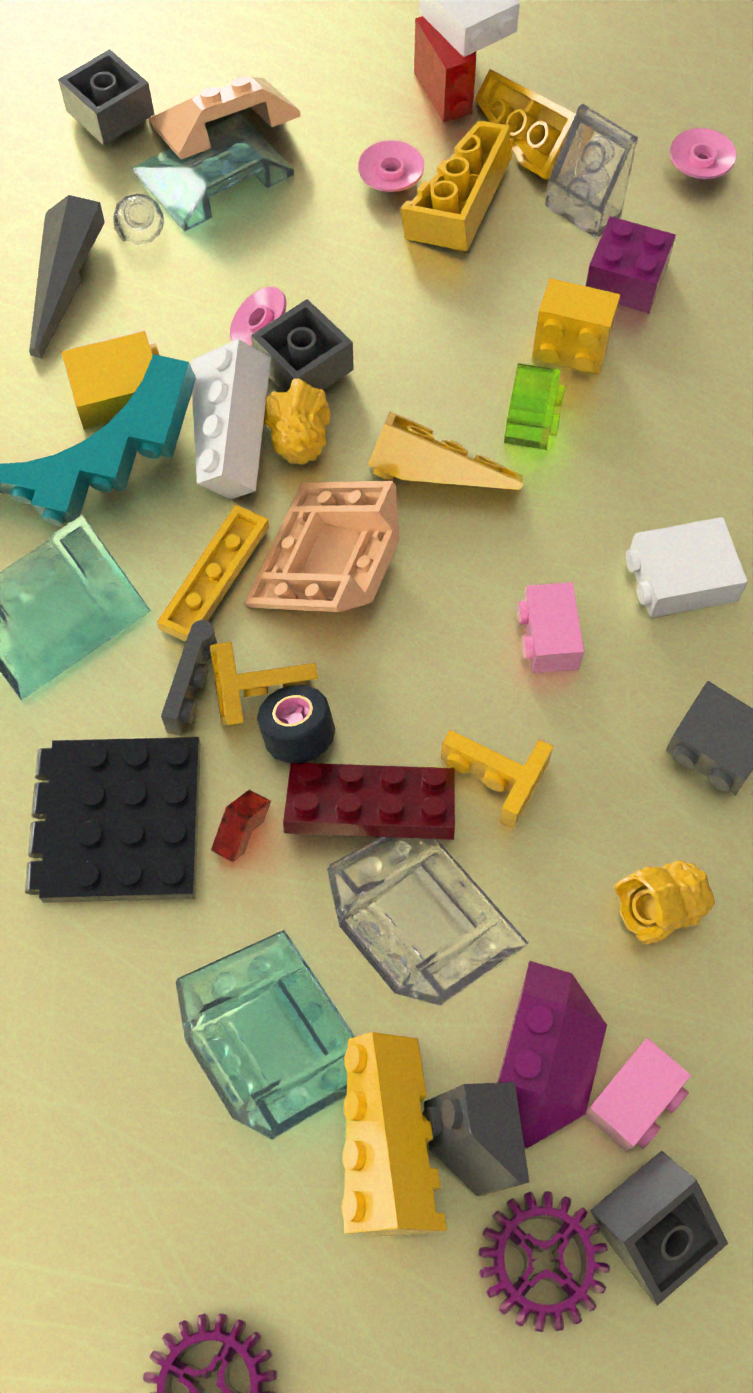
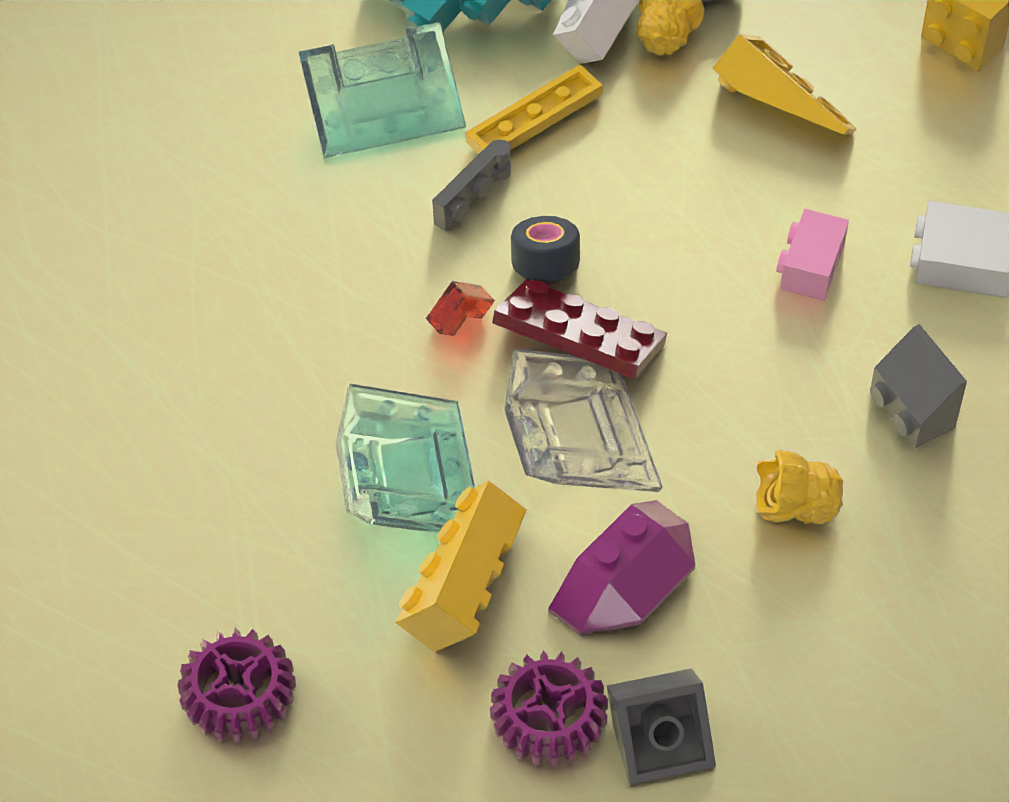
camera: 25 degrees right, 10 degrees down
(115, 820) = (359, 271): black hinge -> none
(252, 683) = (524, 202): yellow bracket -> none
(330, 548) = (648, 125): light nougat slope -> none
(479, 1135) = (537, 587): dark grey slope -> none
(498, 771) = (713, 359): yellow bracket -> none
(532, 406) = (895, 73): clear neon green brick -> none
(638, 1096) = (694, 626): bright pink brick -> none

